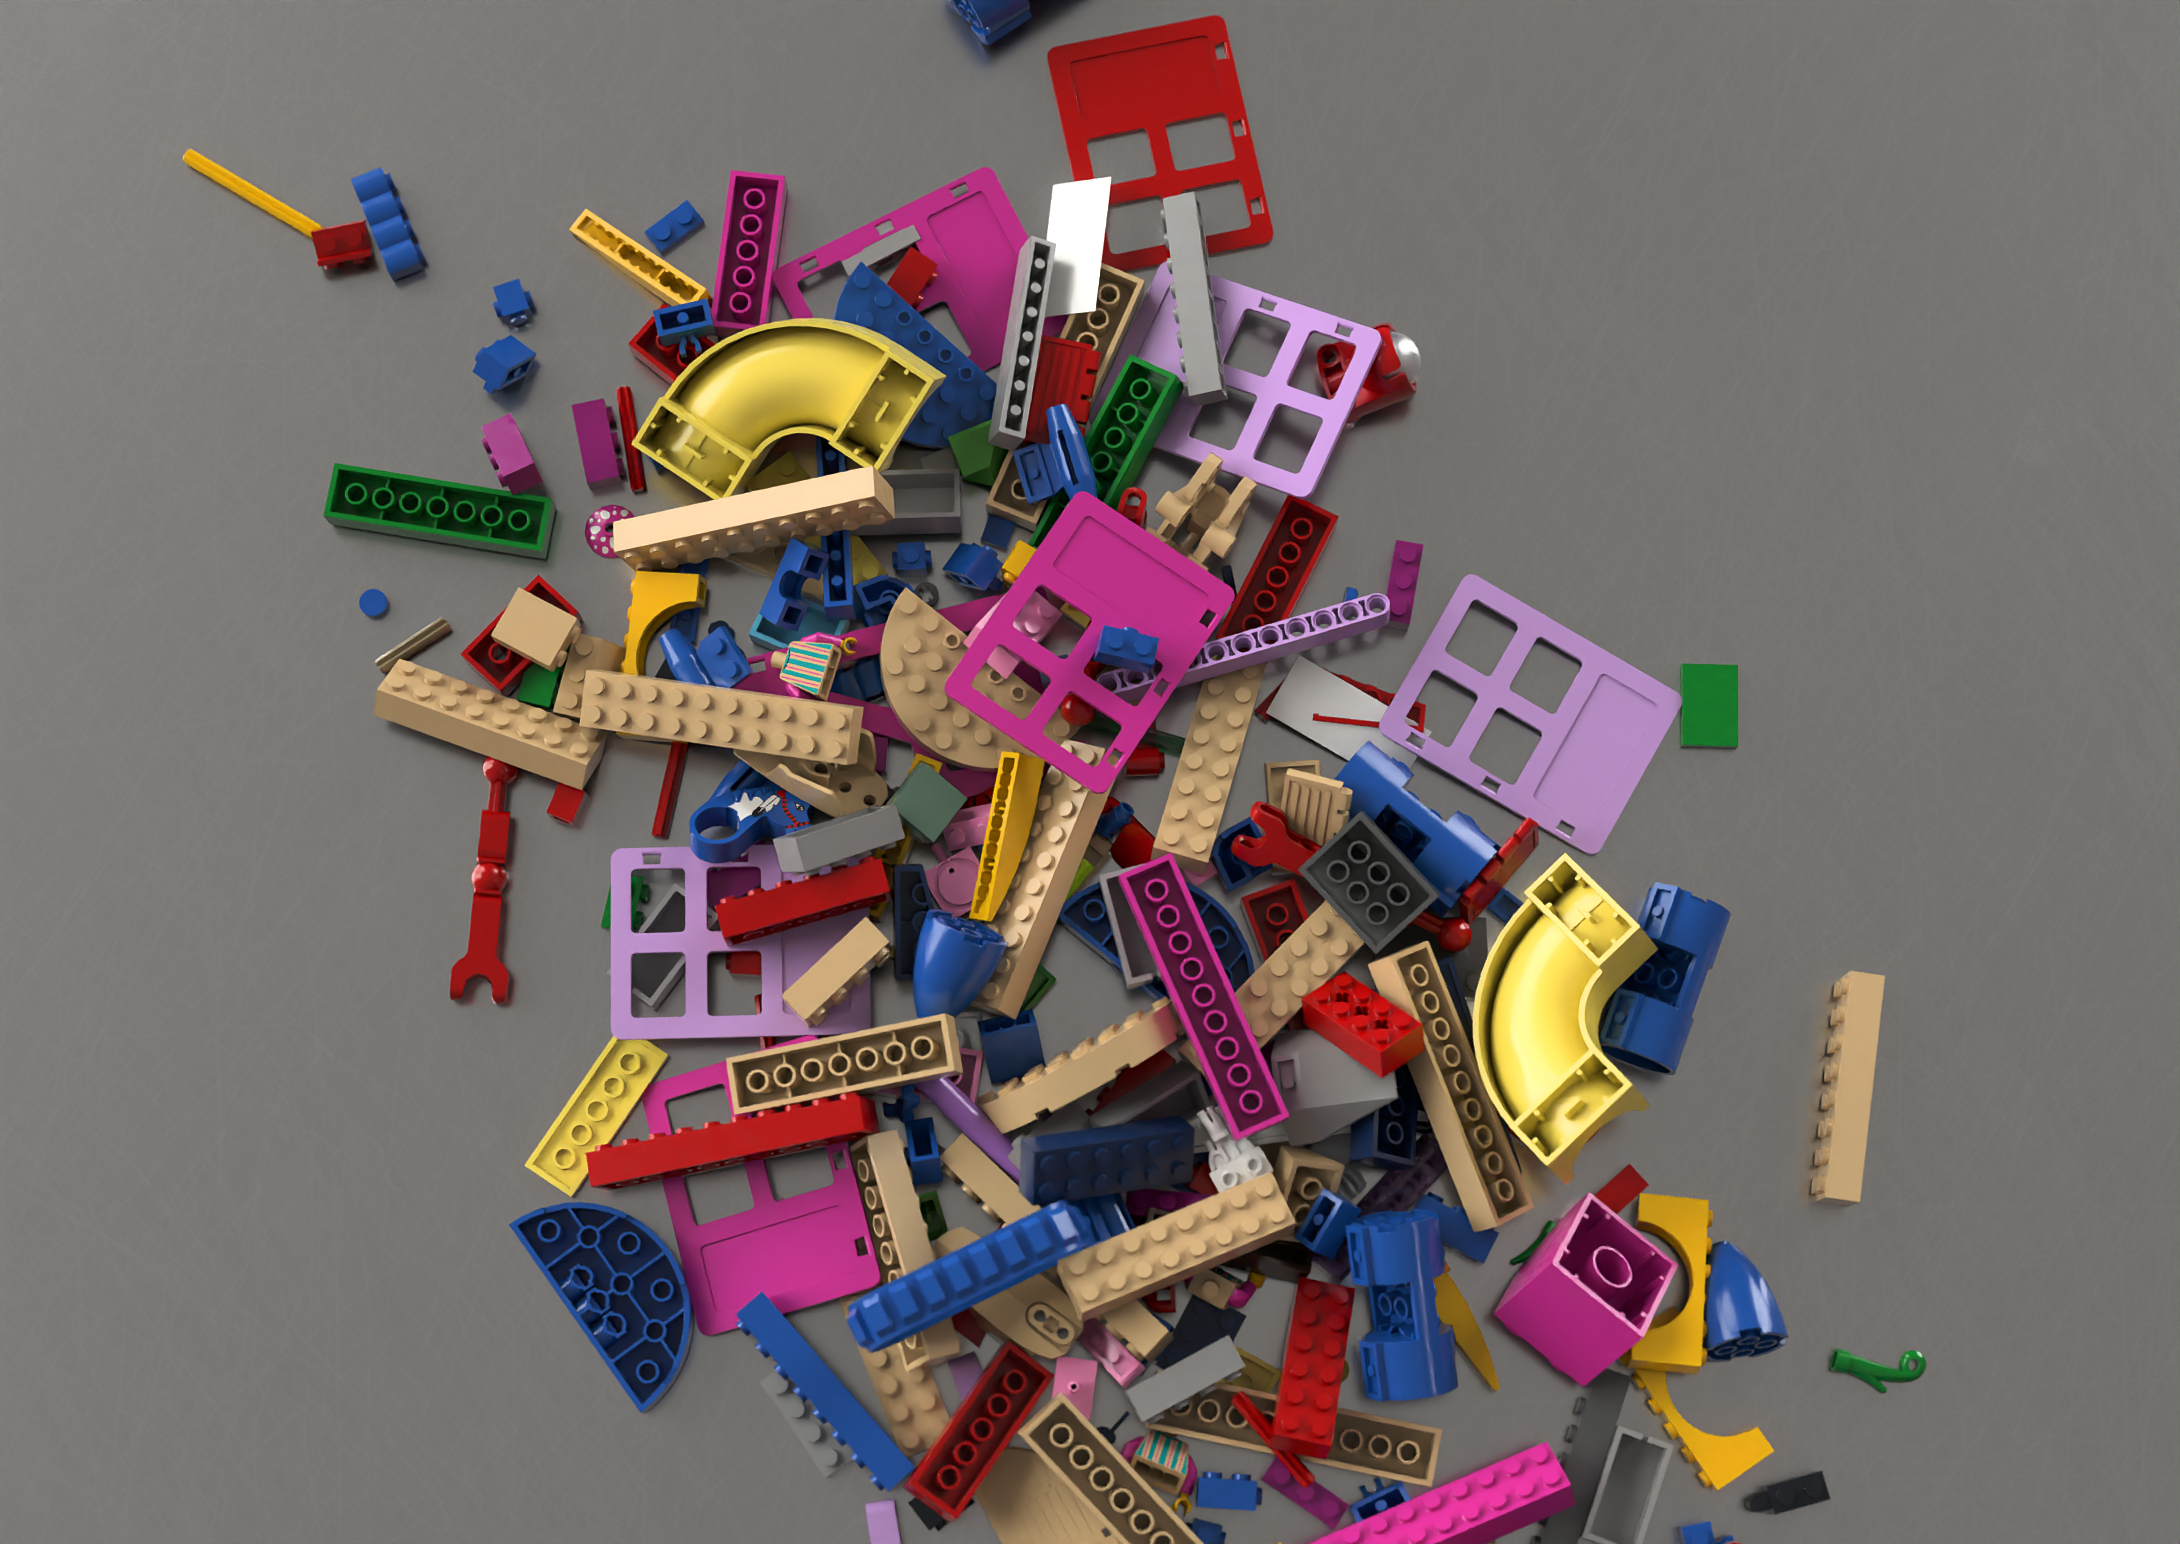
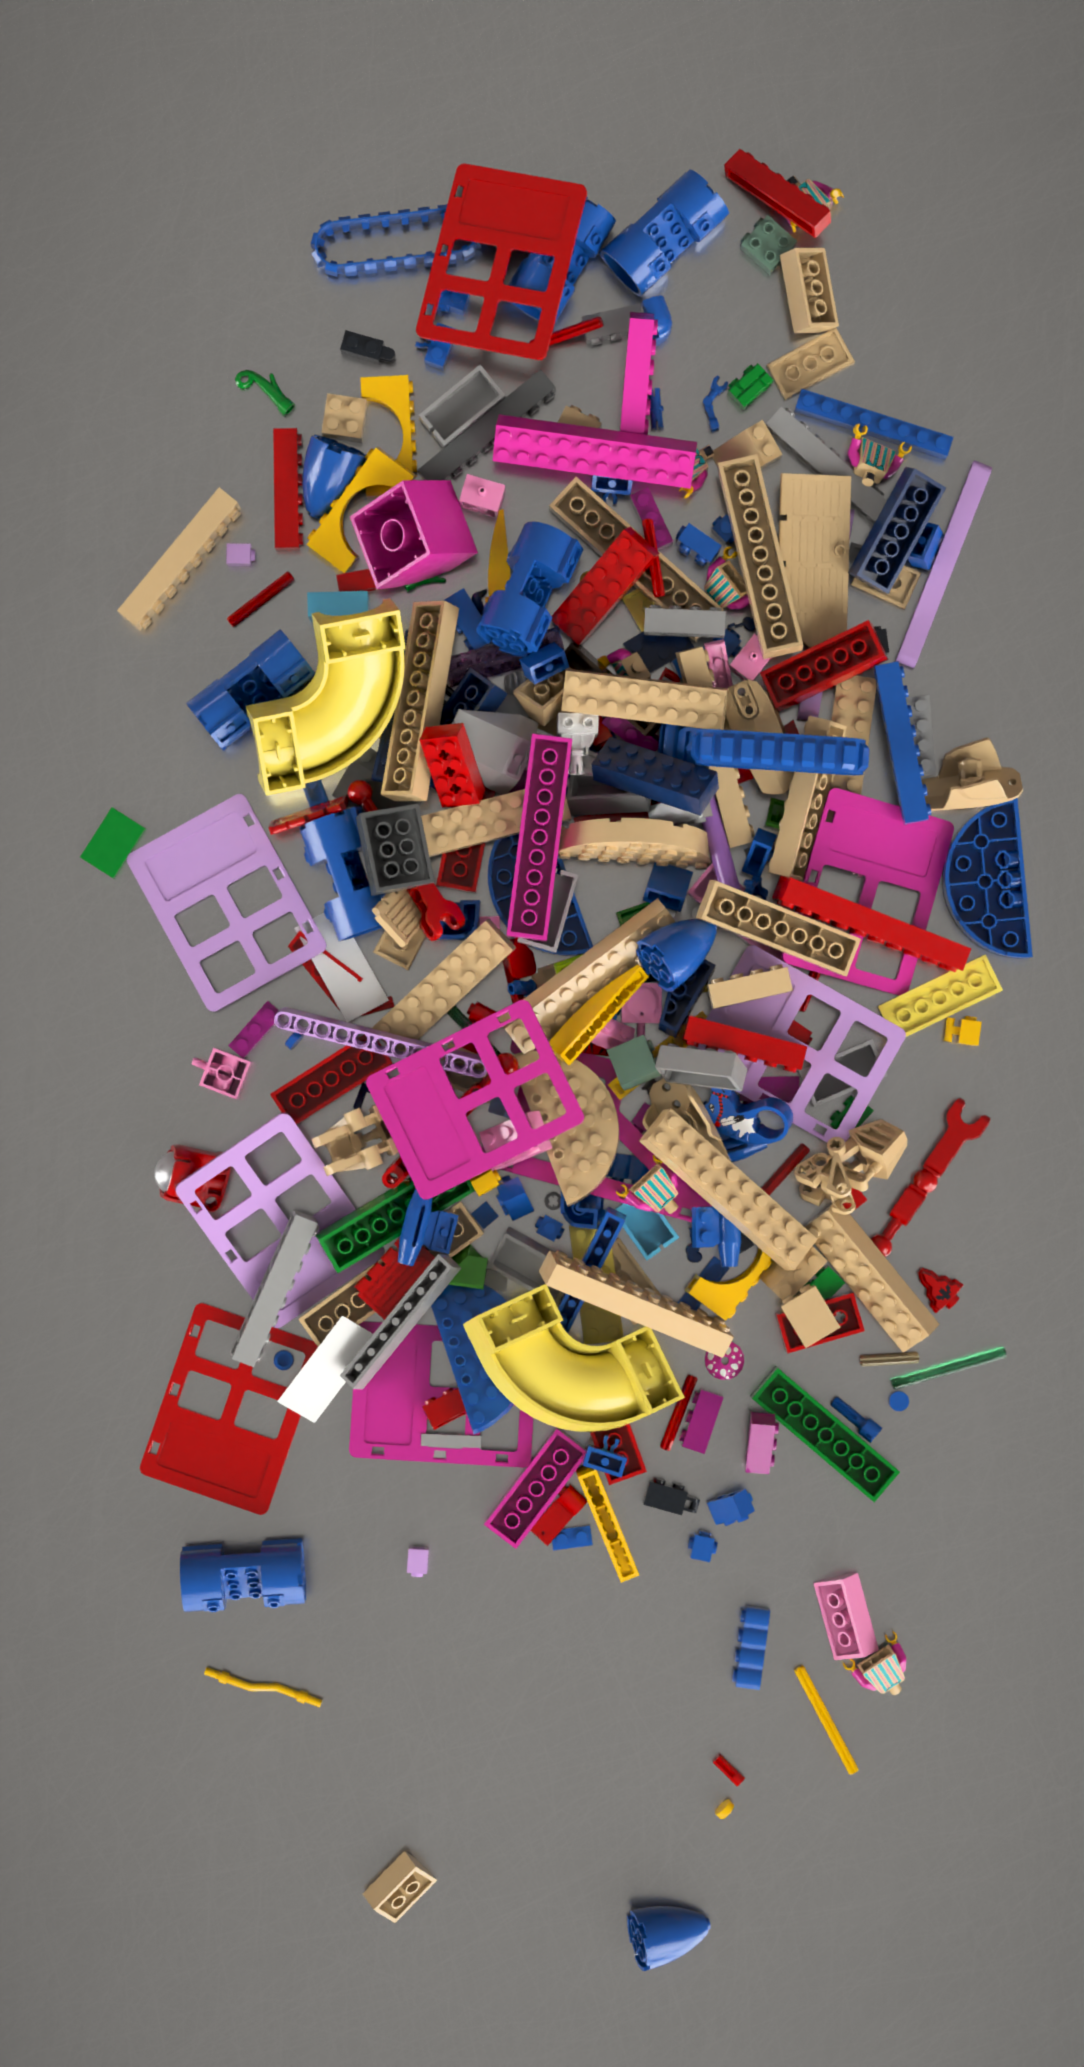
camera: 150 degrees left, 10 degrees up
(217, 284) = (883, 1669): none -> torso
(294, 320) = (846, 1617): none -> bright pink slope
(316, 28) = (724, 1809): none -> yellow tile
(334, 675) = (948, 1368): none -> clear green axle
(336, 74) = (734, 1775): none -> red piece
(342, 244) = (788, 1650): red bracket -> none
(394, 549) = (867, 1427): none -> blue piece
(397, 760) = (939, 1289): none -> red rock
(539, 1087) = (967, 1032): none -> yellow brick
(566, 876) = (876, 1152): none -> tan piece
(584, 335) = (669, 1497): none -> black brick
(704, 242) = (558, 1514): none -> red door
(710, 1403) = (972, 779): none -> tan piece
(783, 600) = (647, 1242): blue arch -> none
(838, 98) = (417, 1561): none -> lavender brick
(1113, 1395) = (731, 642): none -> blue brick
(1126, 648) = (456, 1079): blue brick -> none
(1132, 233) = (283, 1360): none -> blue tile
(1407, 512) = (224, 1073): none -> bright pink piece
(1459, 1262) = (476, 599): none -> dark blue animal
(1532, 1392) = (482, 495): none -> bright pink piece
(1620, 1146) = (337, 603): none -> medium azure piece
(1720, 1103) = (260, 599): none -> red axle
(1761, 1389) = (344, 418): none -> tan brick
(1775, 1257) = (286, 489): none -> red brick
(1780, 1141) = (240, 555): none -> lavender brick

